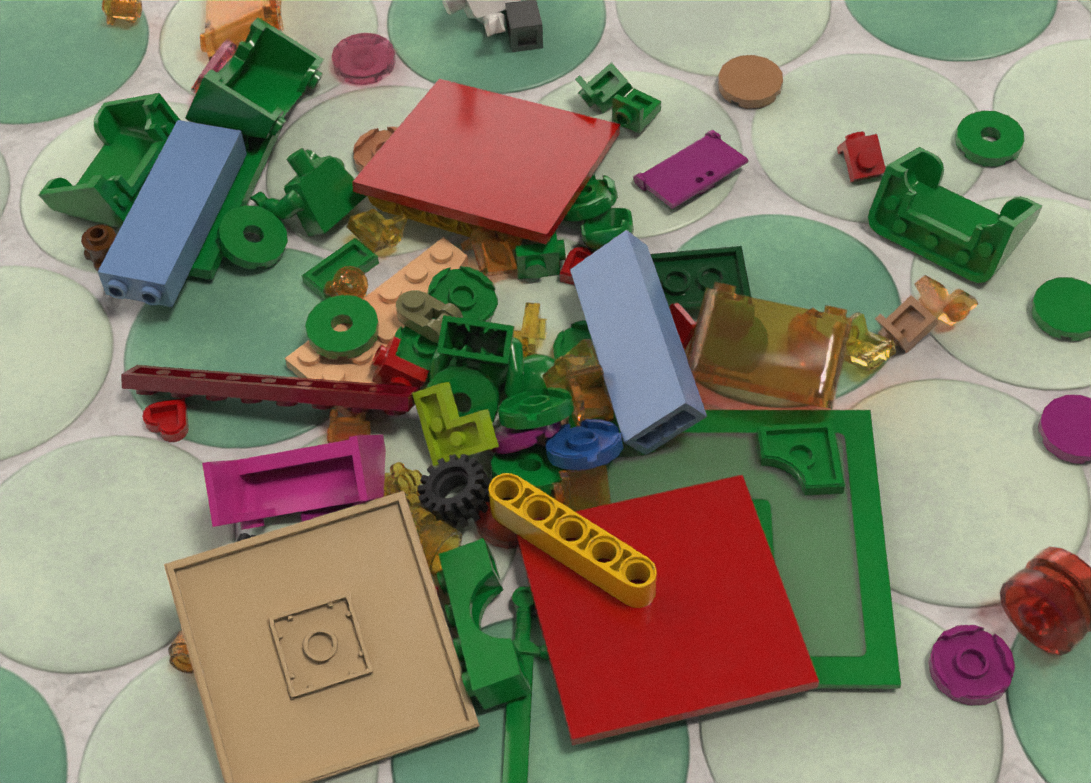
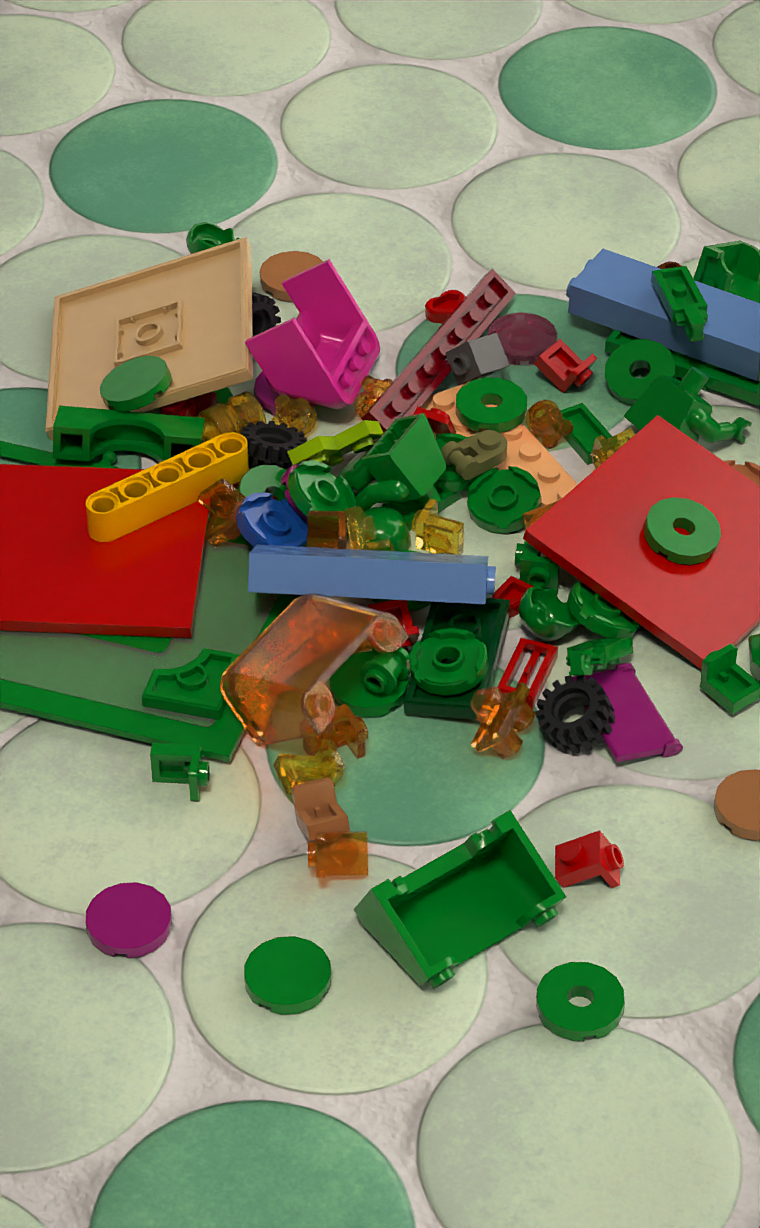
camera: 105 degrees right, 10 degrees down
(106, 659) = (207, 235): none -> green hair
(135, 573) = (283, 266): none -> medium nougat tile
(187, 184) = (682, 300): none -> green hinge
(208, 343) = (524, 336): none -> clear pink tile
(257, 293) = (564, 366): none -> red bracket
(273, 353) = (477, 358): none -> dark grey brick
(421, 619) = (135, 383): none -> green tile
(492, 146) = (684, 514): none -> green tile
(655, 179) = (597, 654): none -> green hinge
(670, 233) = (542, 674): none -> red tile
(694, 259) = (453, 677): none -> green tile
(727, 170) = (585, 729): none -> black tyre
(746, 230) = (498, 716): none -> clear orange hips
(900, 439) = (180, 765): none -> green bracket

